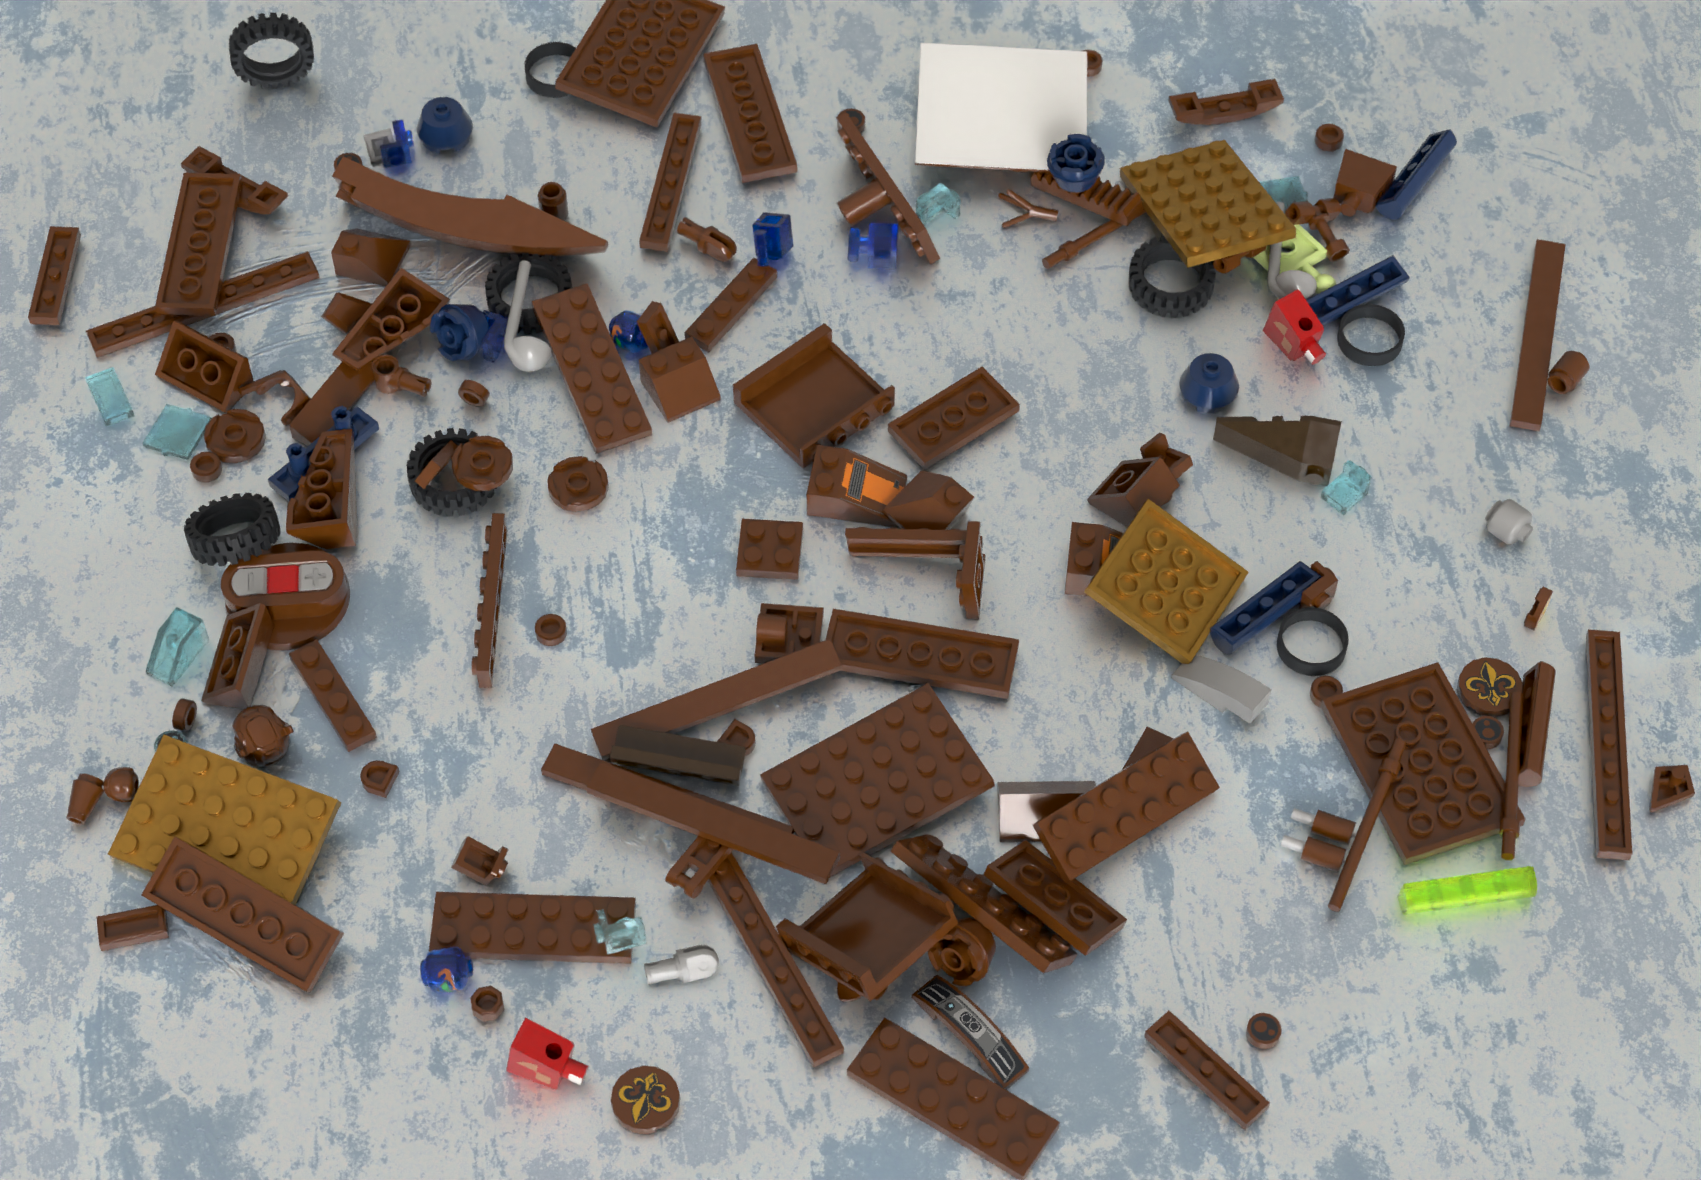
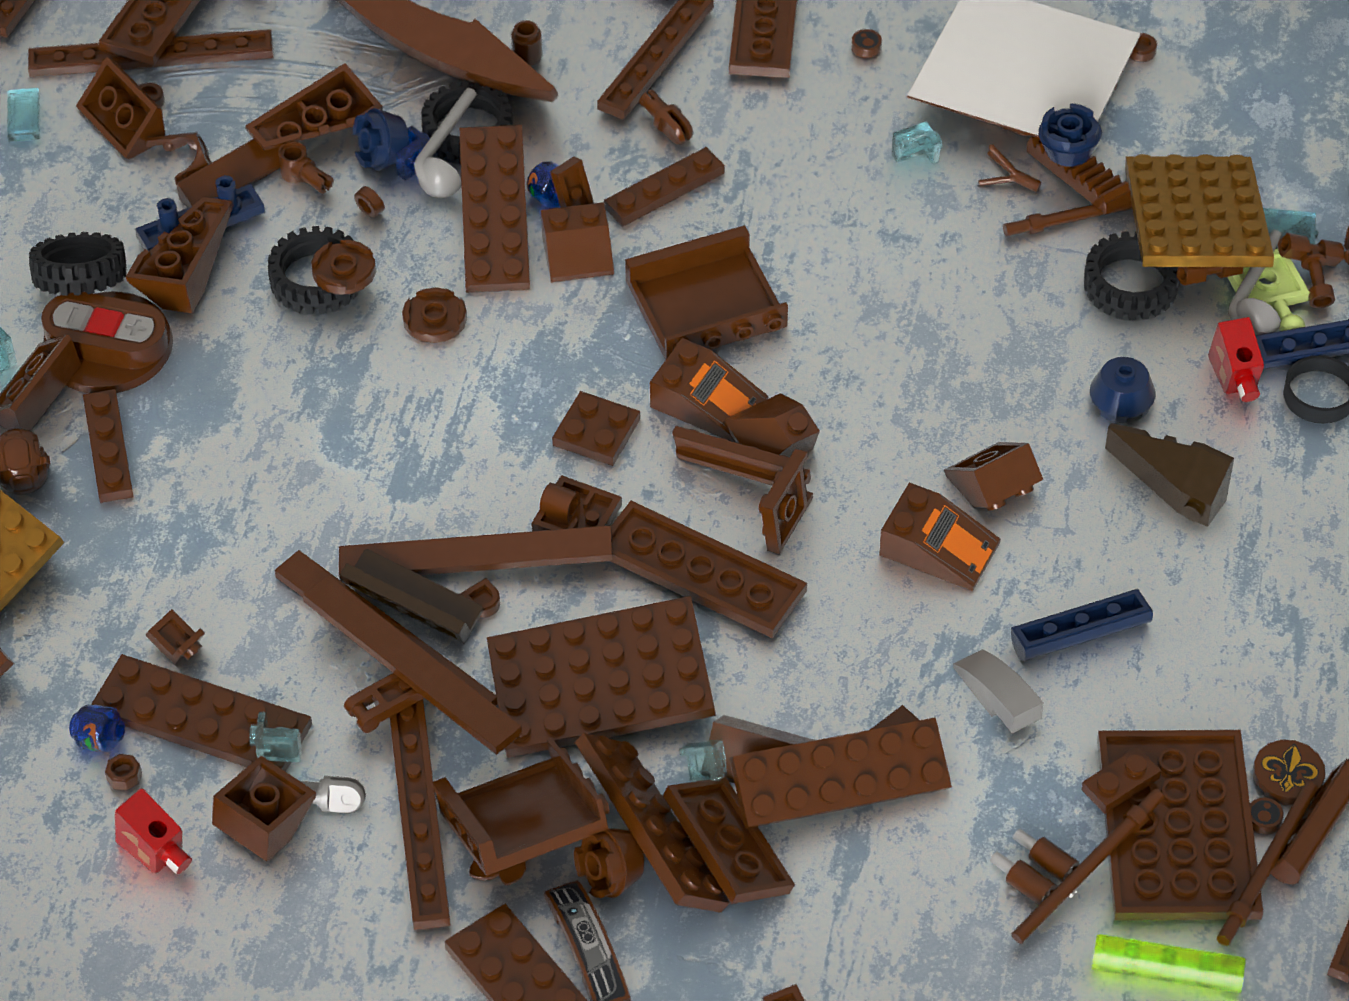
camera: 20 degrees right, 5 degrees down
(177, 432) = (73, 164): clear light blue piece -> none
(206, 467) = (84, 203): reddish brown tile -> none
(235, 435) = (125, 182): reddish brown tile -> none
(345, 311) = (276, 90): reddish brown piece -> none
(368, 256) = (325, 46): reddish brown slope -> none
(379, 777) = (117, 533): reddish brown tile -> none
(436, 465) = (296, 257): reddish brown tile -> none
(488, 611) = (298, 399): reddish brown plate -> none
(550, 629) = (345, 444): reddish brown tile -> none
(633, 998) = (262, 807): none -> reddish brown slope
(645, 1099) = (235, 908): reddish brown tile -> none
(772, 237) = (730, 131): clear blue brick -> none
(879, 193) = (859, 116): reddish brown plate -> none
(879, 245) = (838, 169): clear blue brick -> none
(953, 417) = (839, 352): reddish brown plate -> none
(1003, 830) = (705, 760): none -> clear light blue panel
(1166, 582) = (983, 568): pearl gold plate -> none
(1175, 460) = (1047, 454): reddish brown bracket -> none
(1228, 107) = (1267, 126): reddish brown slope -> none
(1318, 615) = (1119, 644): black tyre -> none
(1322, 591) = (1145, 626): reddish brown bracket -> none
(1323, 688) = (1108, 721): reddish brown tile -> none
(1347, 488) = (1225, 533): clear light blue bracket -> none
(1361, 738) = (1121, 780): none -> reddish brown plate

